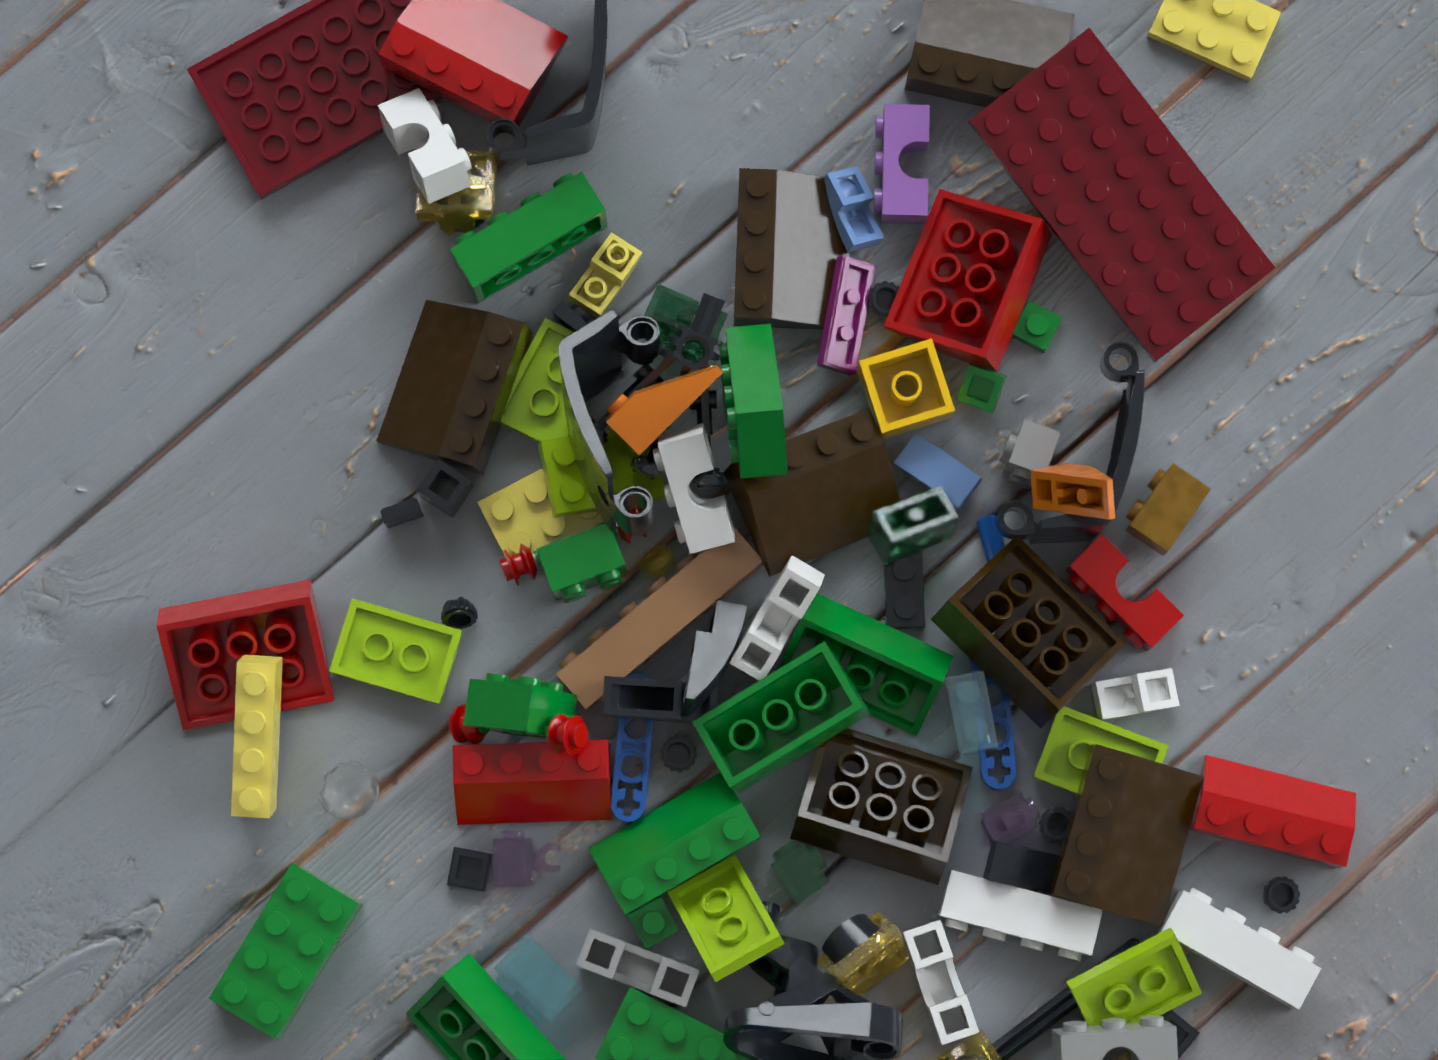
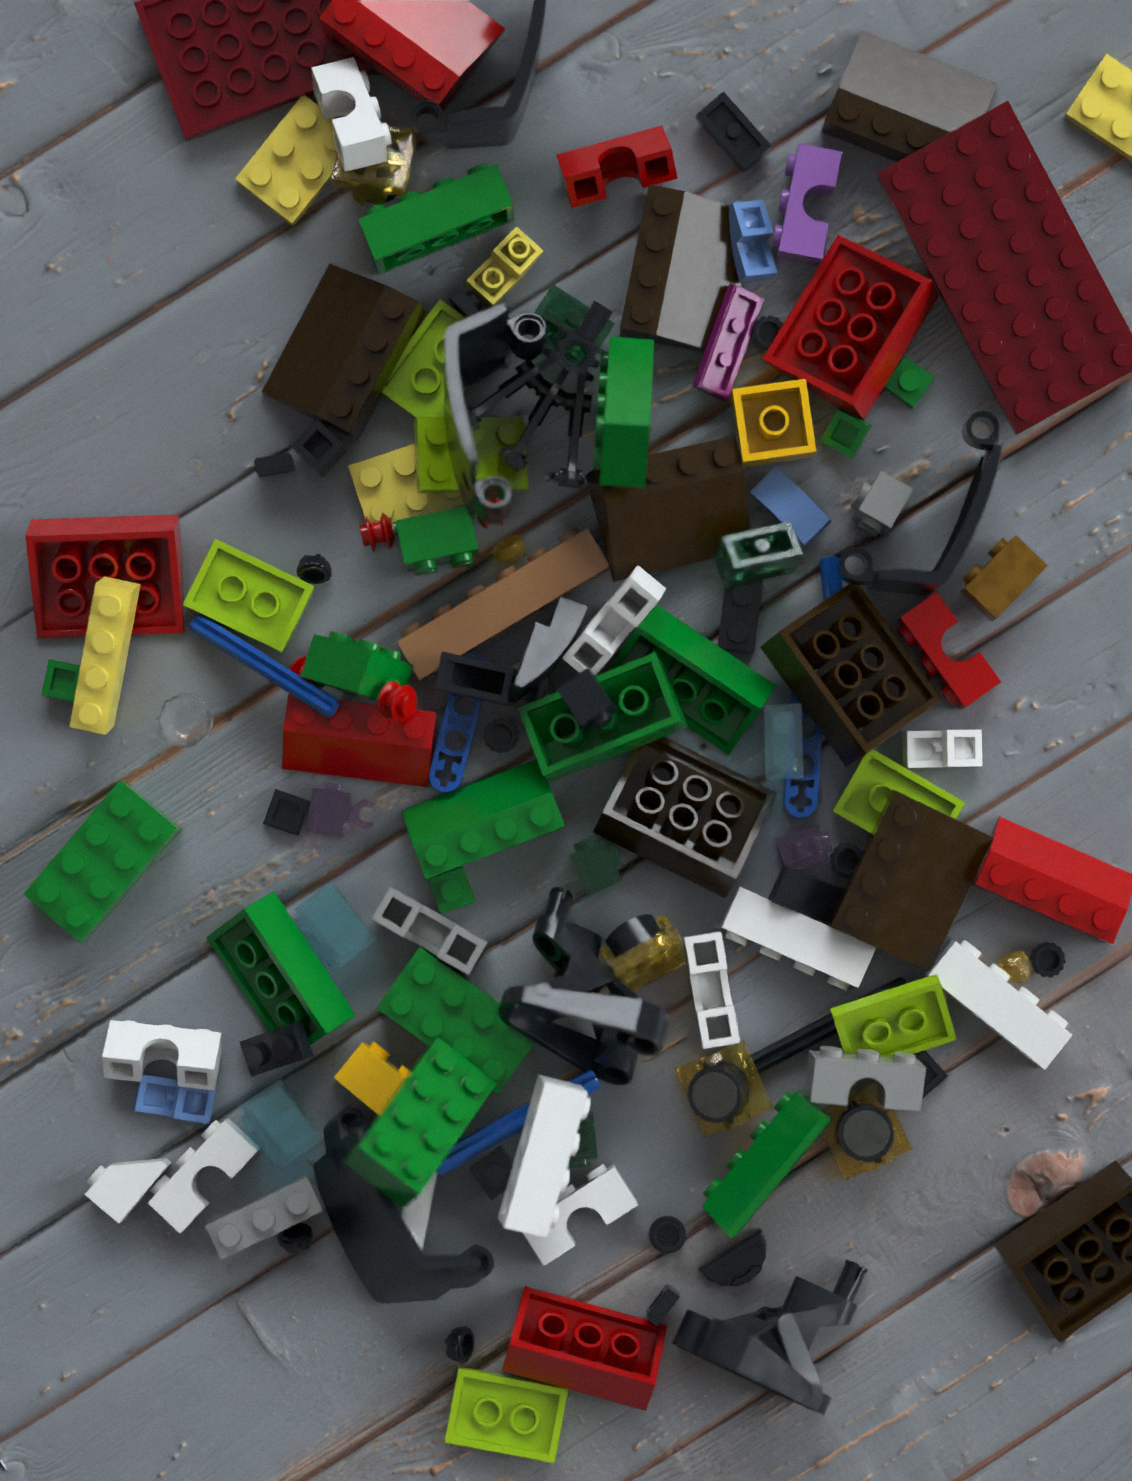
camera: 10 degrees right, 5 degrees up
(215, 770) = (61, 680): none -> green plate
(373, 203) = (292, 162): none -> light yellow plate
(423, 720) = (264, 665): none -> blue axle
(654, 408) = (528, 404): orange slope -> none
(702, 521) = (557, 519): white arch -> none
(725, 141) = (637, 155): none -> red arch
(725, 918) = (519, 897): lime plate -> none
(764, 702) = (588, 700): none -> black brick
(816, 103) = (733, 132): none -> black plate
(1073, 490) = (914, 547): orange slope -> none
(1250, 906) = (1016, 966): none -> clear yellow piece

